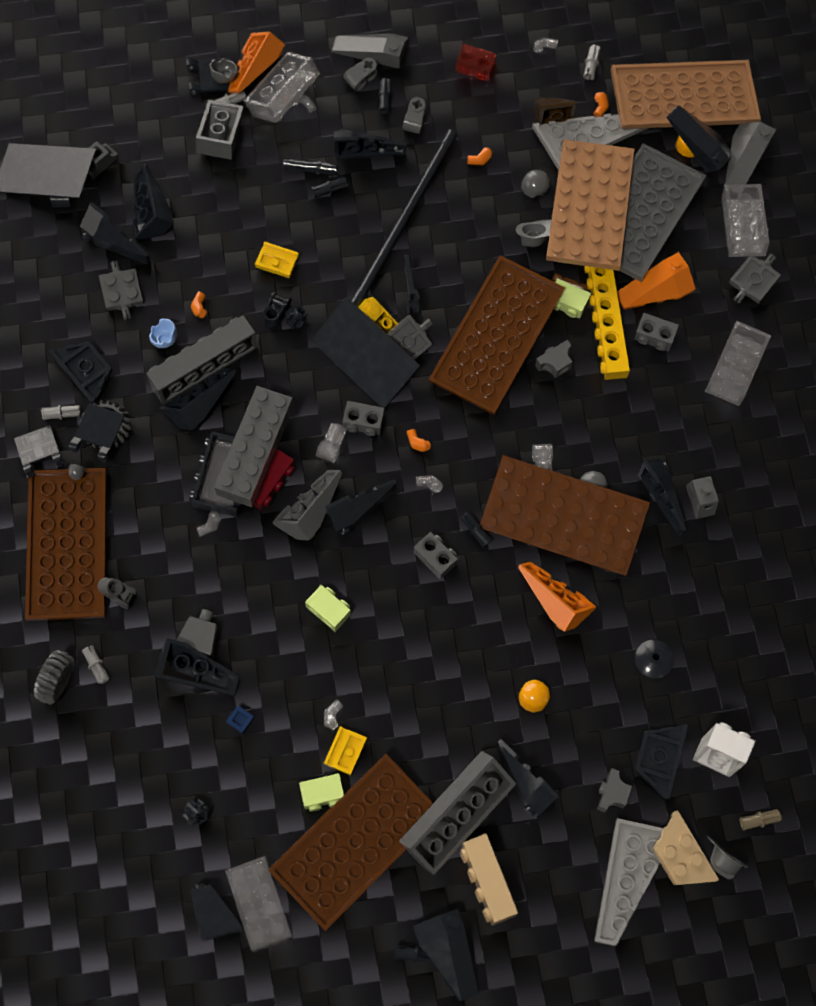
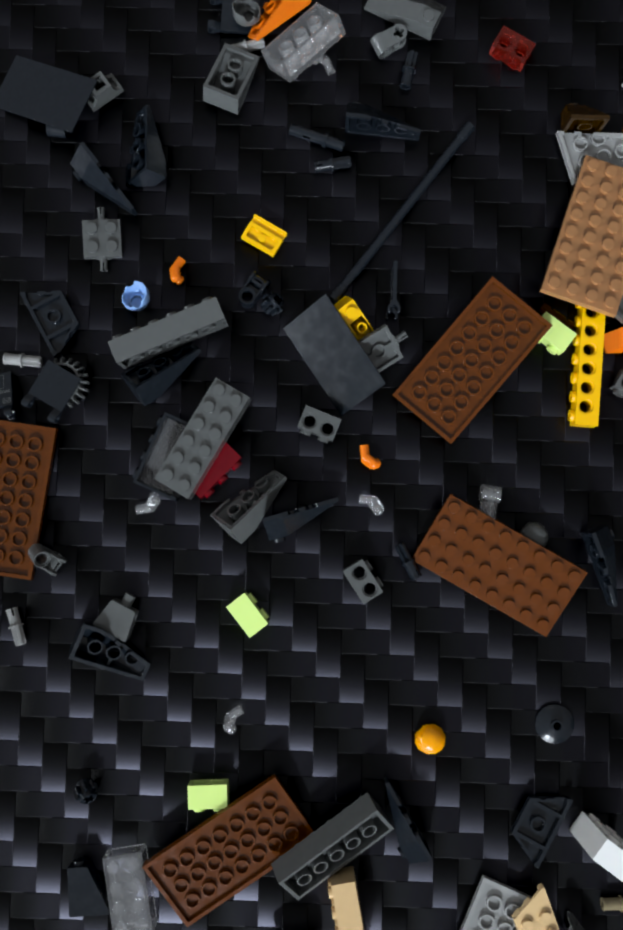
camera: 20 degrees right, 15 degrees up
(76, 471) = (25, 429): dark grey hinge -> none
(240, 719) = (143, 707): dark blue plate -> none
(330, 446) = (280, 447): clear piece -> none
(345, 751) = (238, 758): yellow plate -> none
(414, 117) = (435, 101): dark grey piece -> none
(482, 157) = (495, 160): orange arm -> none
(534, 233) = (533, 254): dark grey piece -> none
(535, 183) = (545, 198): dark grey hair -> none
(544, 42) = (589, 38): clear arm -> none
(555, 359) = (525, 397): dark grey brick -> none
(561, 605) = (475, 652): orange wedge -> none
(613, 792) = (485, 851): dark grey brick -> none

